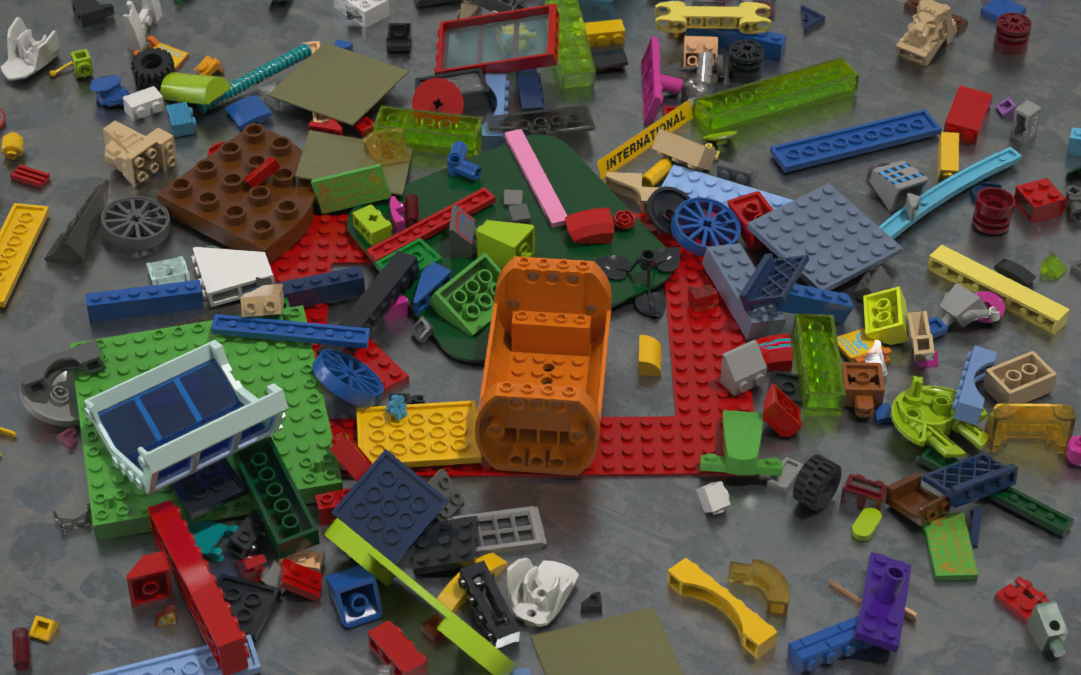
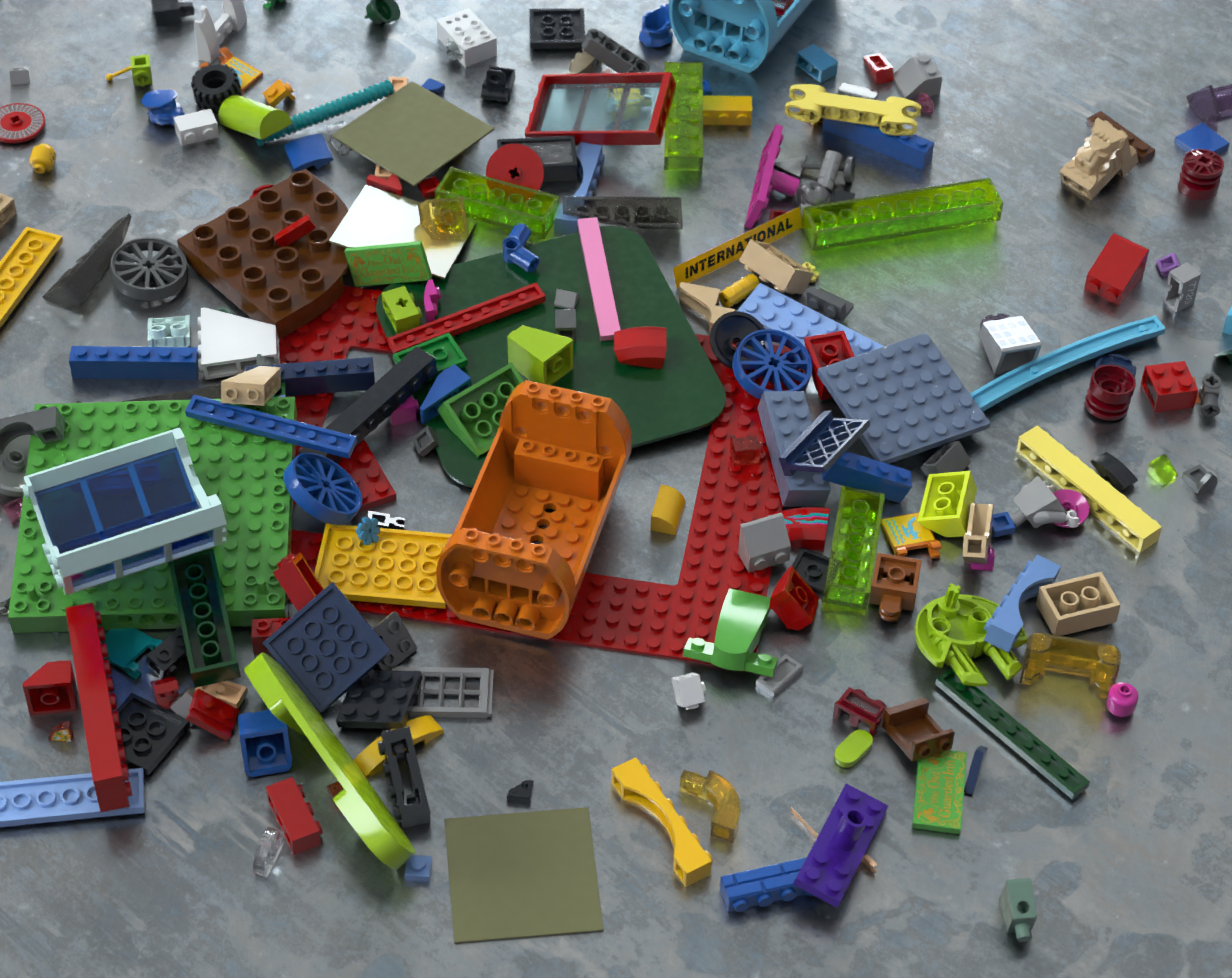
camera: 10 degrees right, 5 degrees up
(25, 53) = (85, 49): white piece -> none
(30, 176) = (55, 195): red tile -> none
(138, 154) = (172, 189): tan brick -> none
(181, 119) = (231, 151): dark azure brick -> none
(208, 488) = (137, 596): black plate -> none
(411, 210) = (449, 302): dark red piece -> none
(462, 234) = (493, 334): dark grey slope -> none
(530, 90) = (624, 171): dark blue brick -> none
(539, 590) = (465, 767): white piece -> none
(608, 57) = (725, 140): black slope -> none
(624, 219) = (682, 343): red plate -> none
(666, 261) = (715, 397): black plant -> none
(696, 44) = (830, 140): light nougat slope -> none
(720, 138) = (824, 256): lime dish -> none
(745, 61) = (879, 167): black wheel -> none
(810, 18) = (973, 123): dark blue tile -> none
(817, 482) = (807, 692): black tyre -> none
(855, 140) = (979, 281): blue plate -> none
(876, 356) = (921, 551): clear tile -> none
(883, 414) = (910, 618): blue tile -> none
(912, 205) = (1016, 373): light grey slope -> none
(948, 154) = (1078, 315): yellow slope -> none
(973, 486) = (985, 725): dark blue fence -> none
(1016, 600) = (995, 865): red plate -> none

